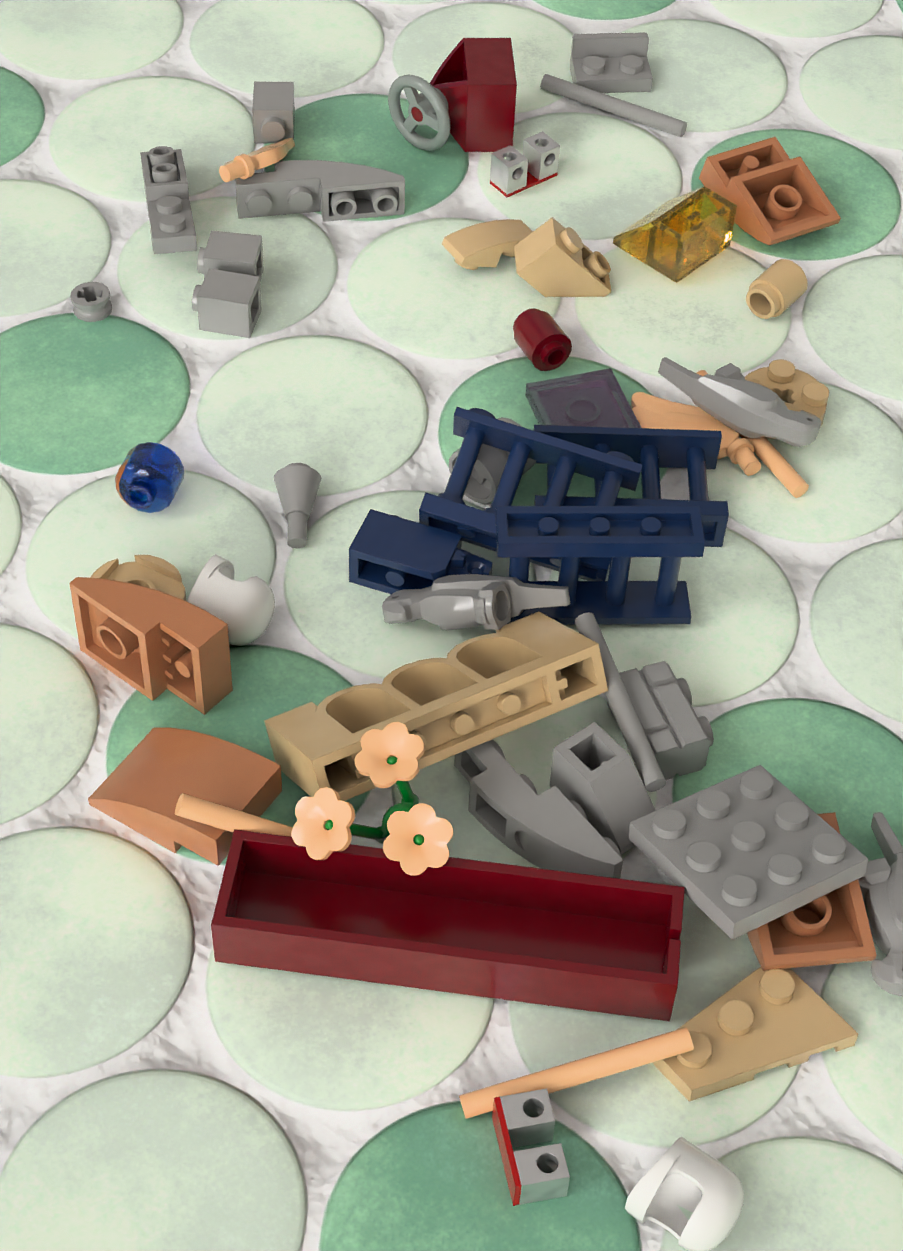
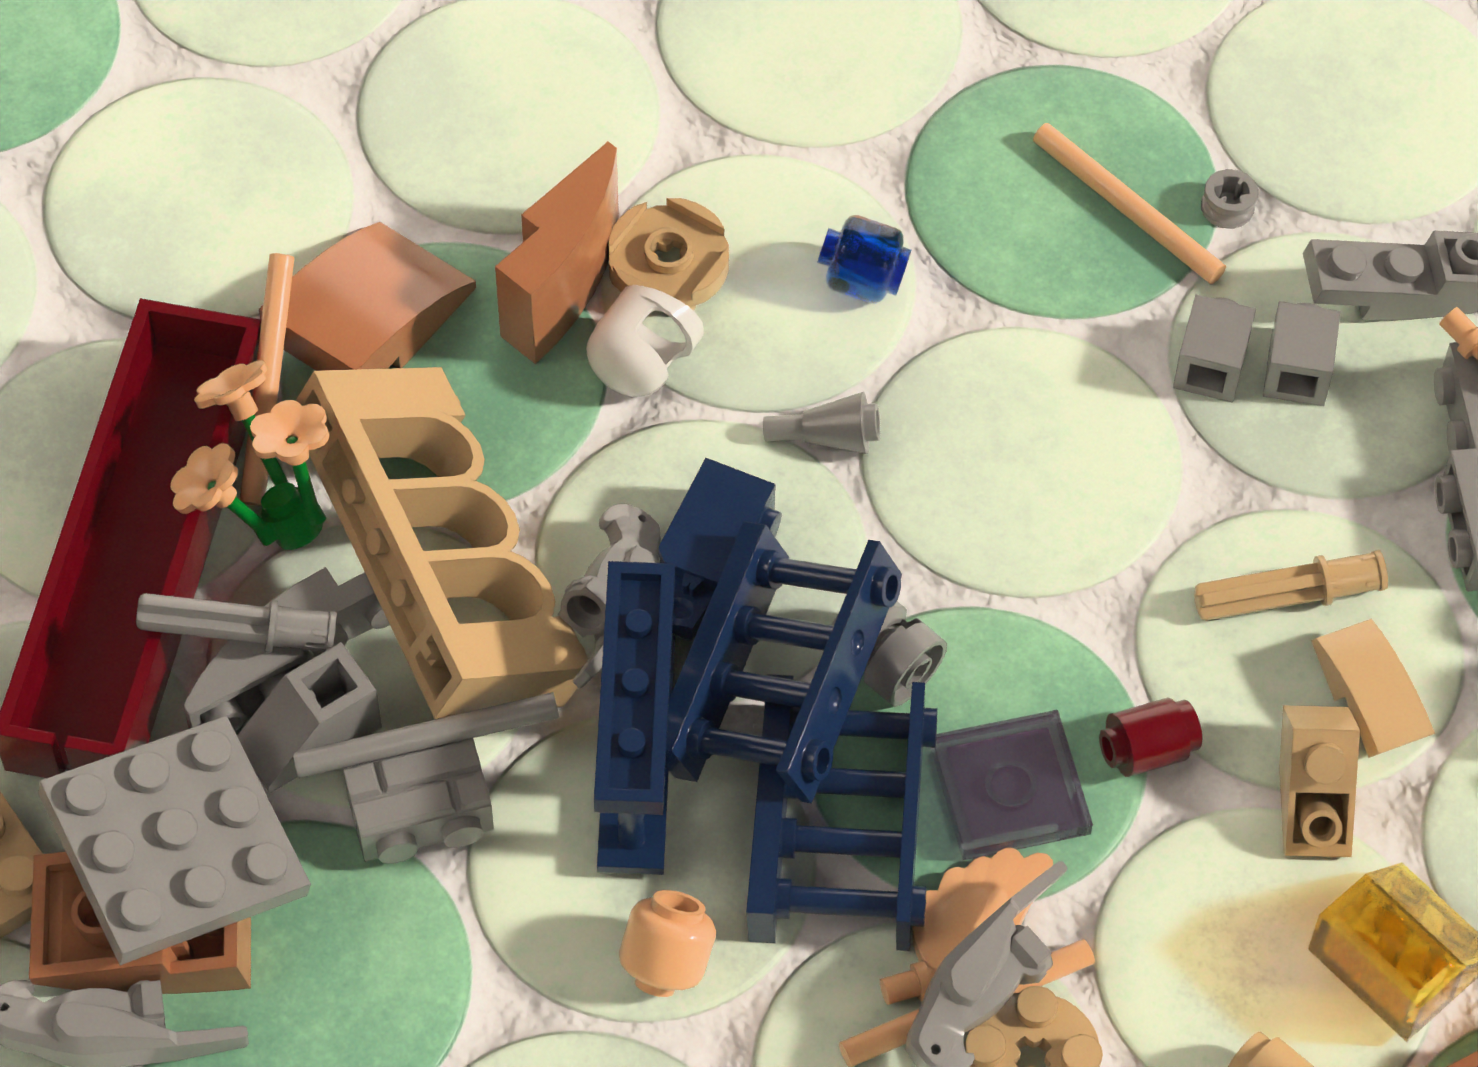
camera: 95 degrees right, 10 degrees up
(90, 352) = (1129, 203): none -> light nougat bar
(412, 266) = (1292, 586): none -> tan axle
(545, 799) = (240, 622): none -> light grey axle
(753, 565) = (667, 943): none -> light nougat head

